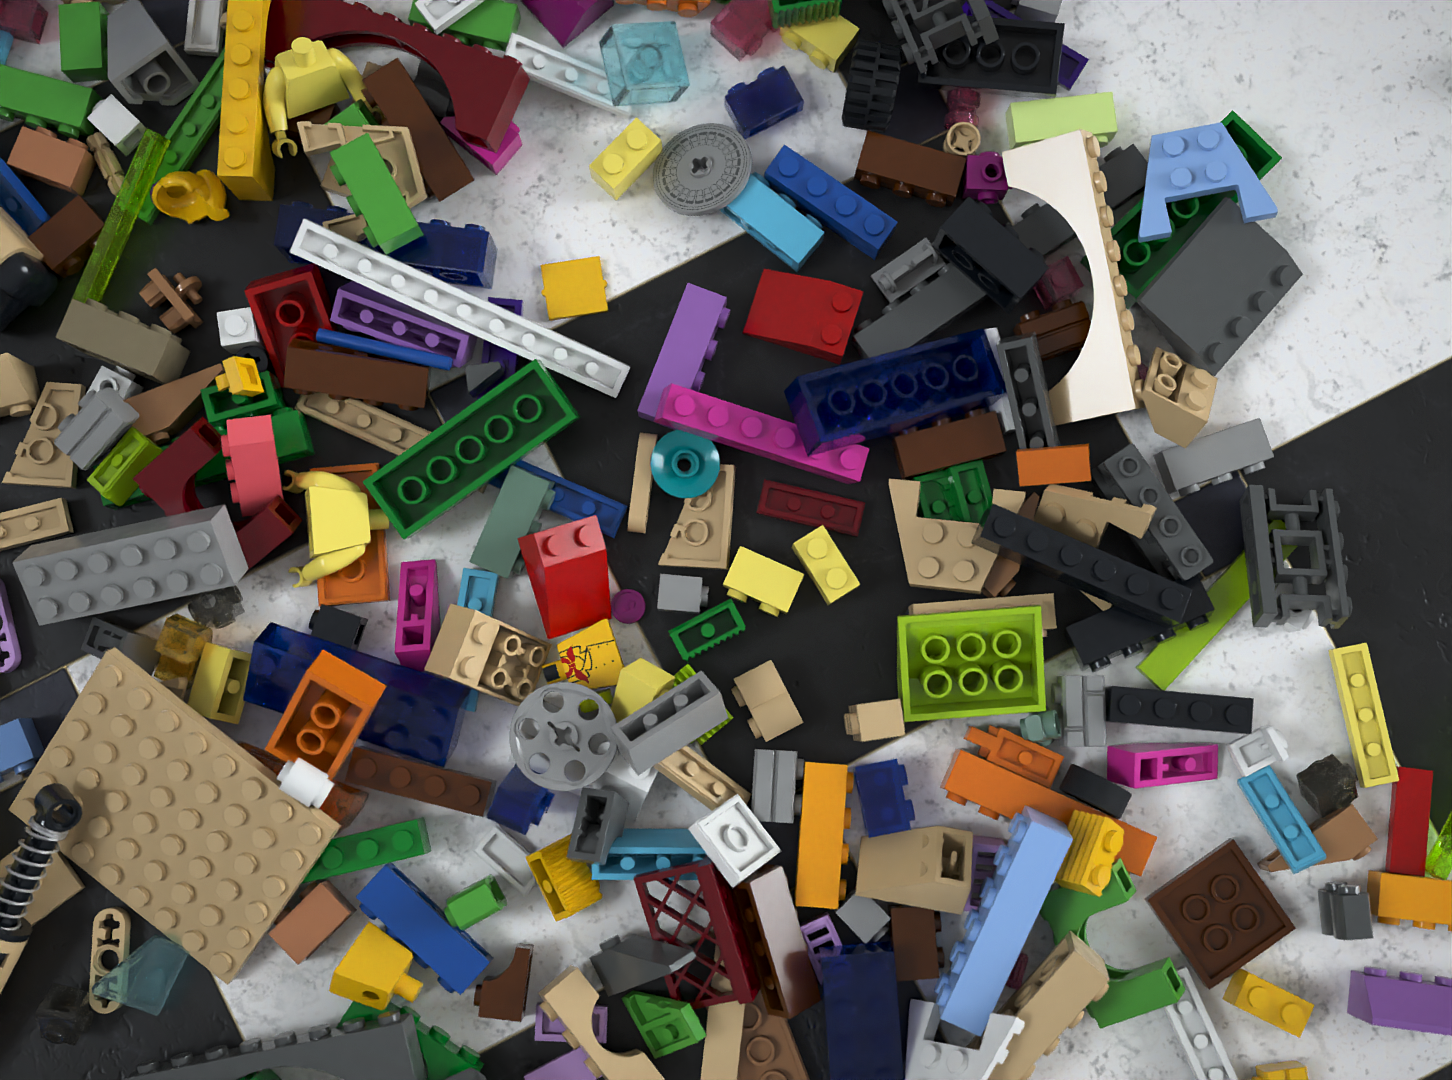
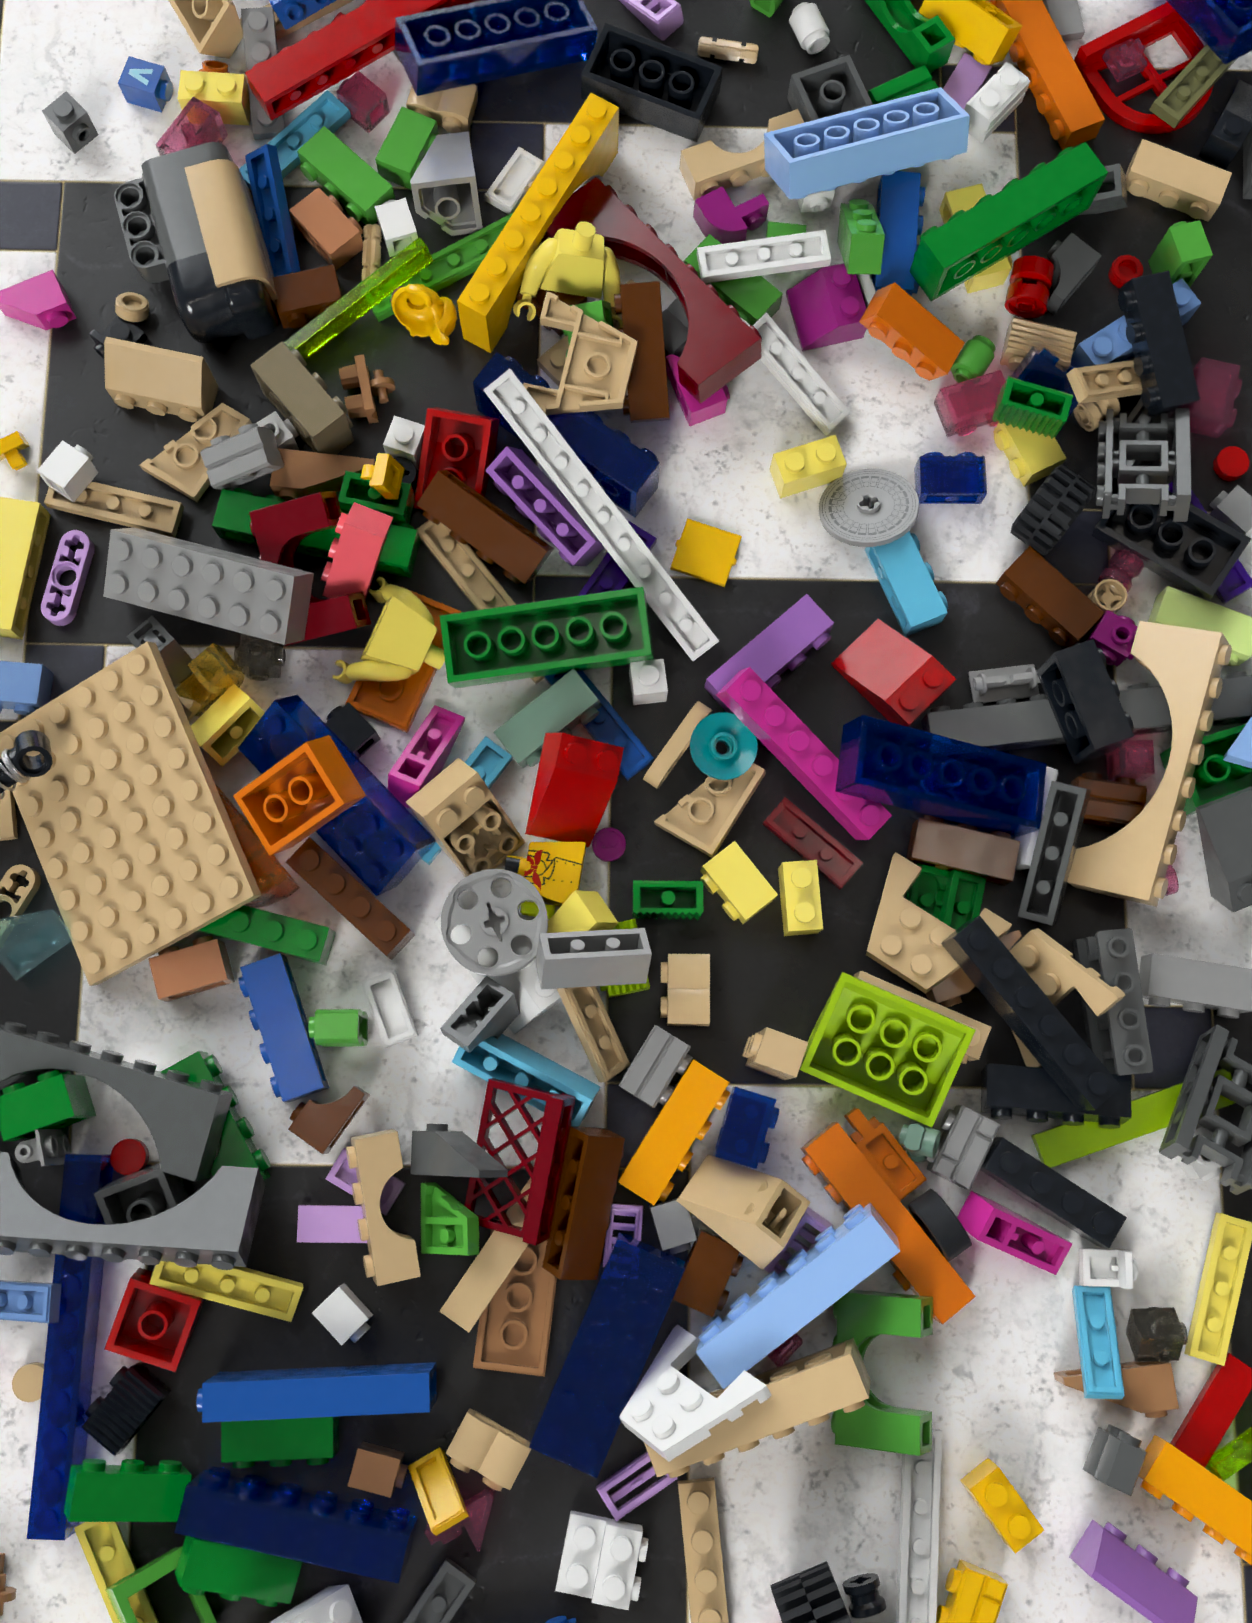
camera: 25 degrees right, 5 degrees down
(116, 472) = (234, 504): lime slope -> none
(305, 783) = (251, 841): white brick -> none
(374, 194) = (580, 380): bright green brick -> none
(375, 970) = (221, 1040): yellow torso -> none
(384, 349) = (518, 517): blue bar -> none
(482, 376) = (589, 582): dark grey slope -> none
(520, 802) = (426, 960): clear blue brick -> none
(563, 882) = (425, 1050): yellow brick -> none
(585, 439) = (648, 681): none -> white brick
(644, 63) = (865, 394): clear light blue brick -> none
(682, 594) = (661, 857): light grey brick -> none
(734, 840) = (595, 1093): white tile -> none
(830, 202) = (966, 591): blue brick -> none
(1054, 465) = (1050, 913): orange tile -> none
(1090, 853) = (907, 1275): yellow brick -> none
(1177, 397) = (1190, 912): tan slope -> none
(1219, 913) = (997, 1399): reddish brown plate -> none

